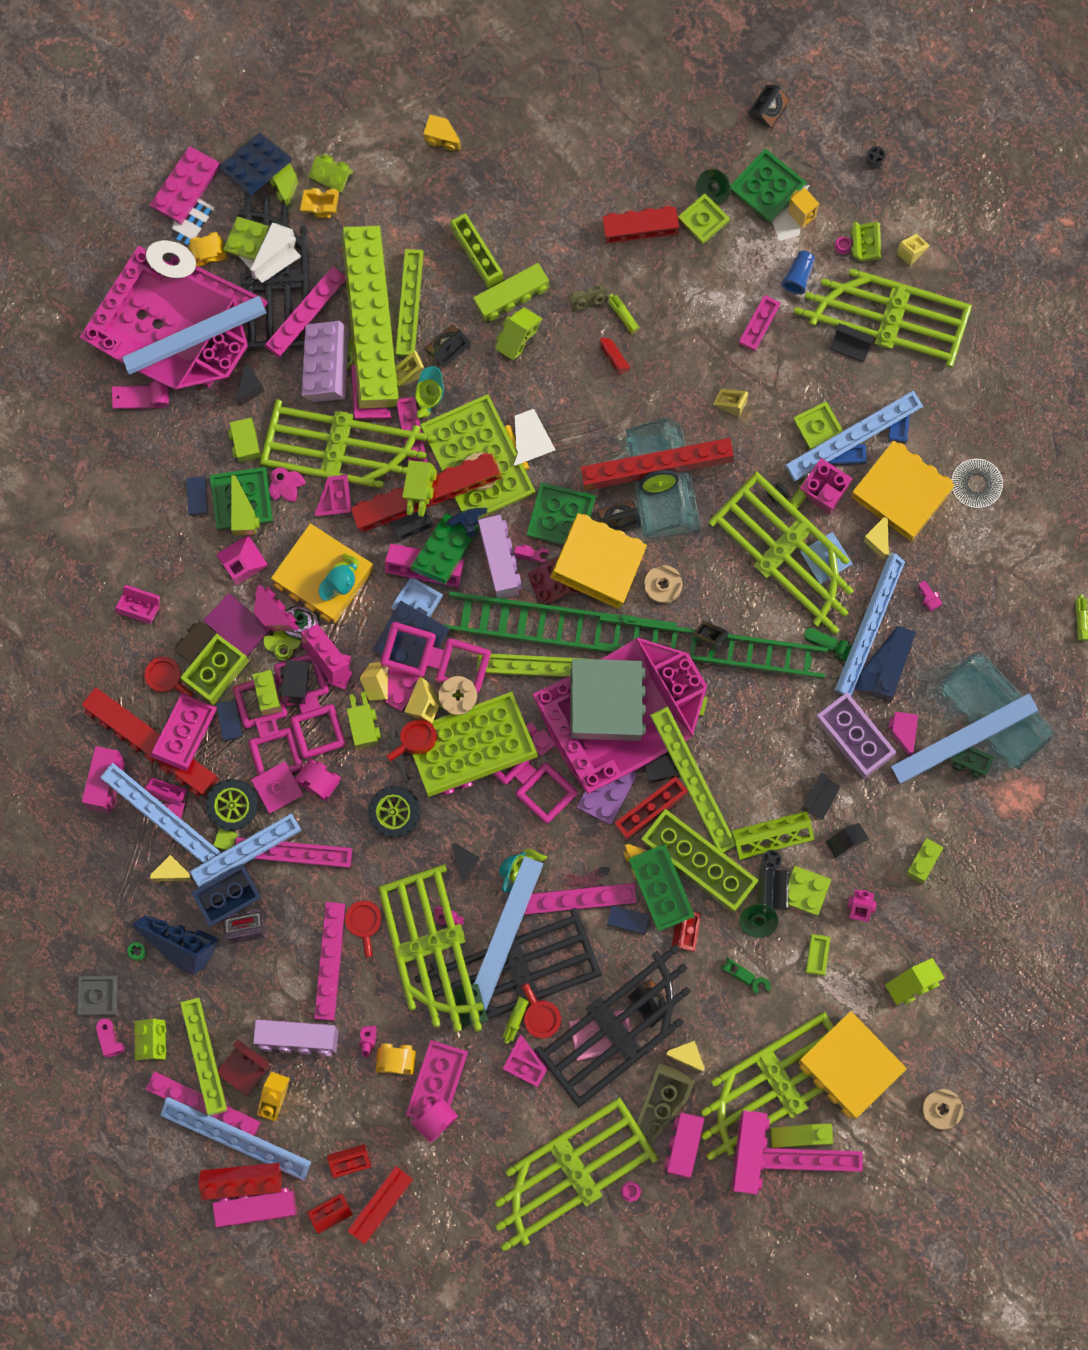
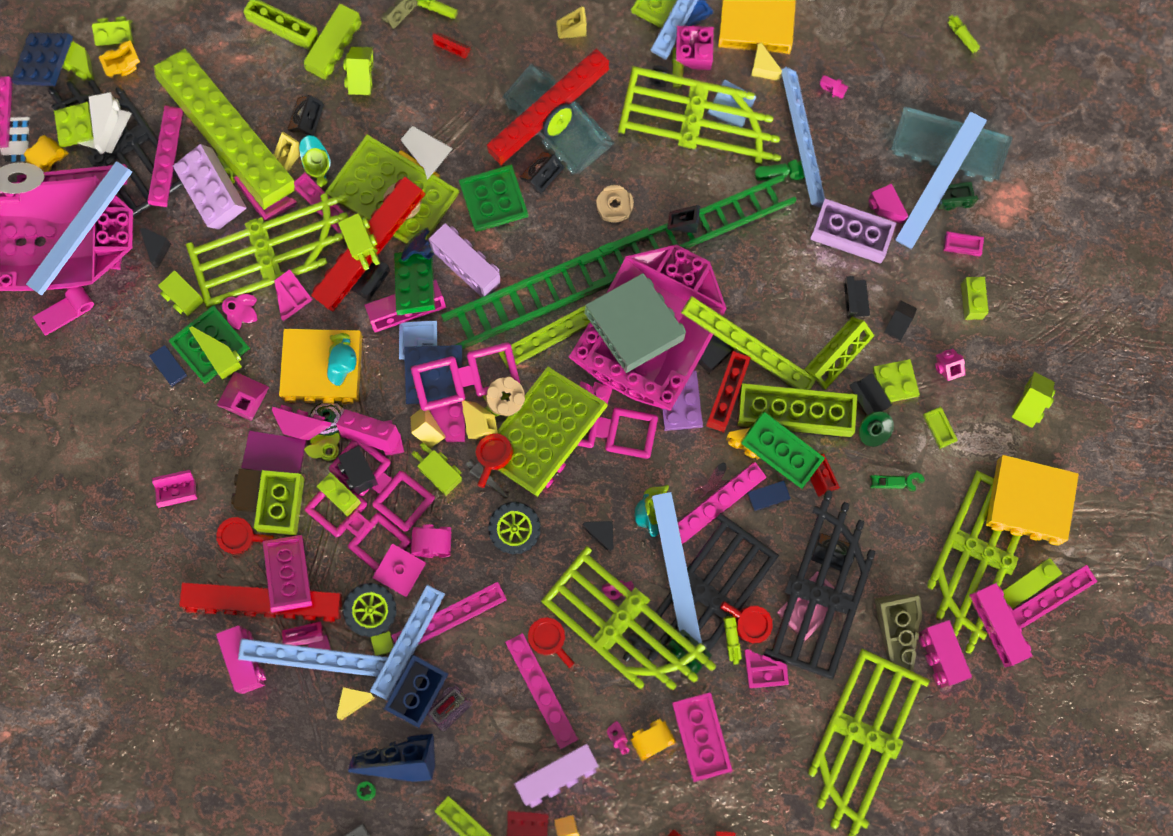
camera: 40 degrees left, 0 degrees up
(229, 720) = (319, 539): dark blue tile -> none
(409, 302) = (250, 98): lime plate -> none
(434, 1119) = (725, 769): dark pink brick -> none
(527, 553) = (487, 245): dark pink plate -> none
(548, 589) = (522, 255): dark red bracket -> none
(598, 561) = (550, 214): yellow brick -> none
(630, 1191) = (922, 722): dark pink plate -> none
(687, 1055) = (894, 577): light yellow slope -> none
(772, 857) = (854, 370): black wheel -> none
(885, 668) = (839, 164): dark blue wedge -> none
(950, 807) = (963, 243): none -> dark pink tile
(952, 1103) = (1119, 499): tan plate -> none

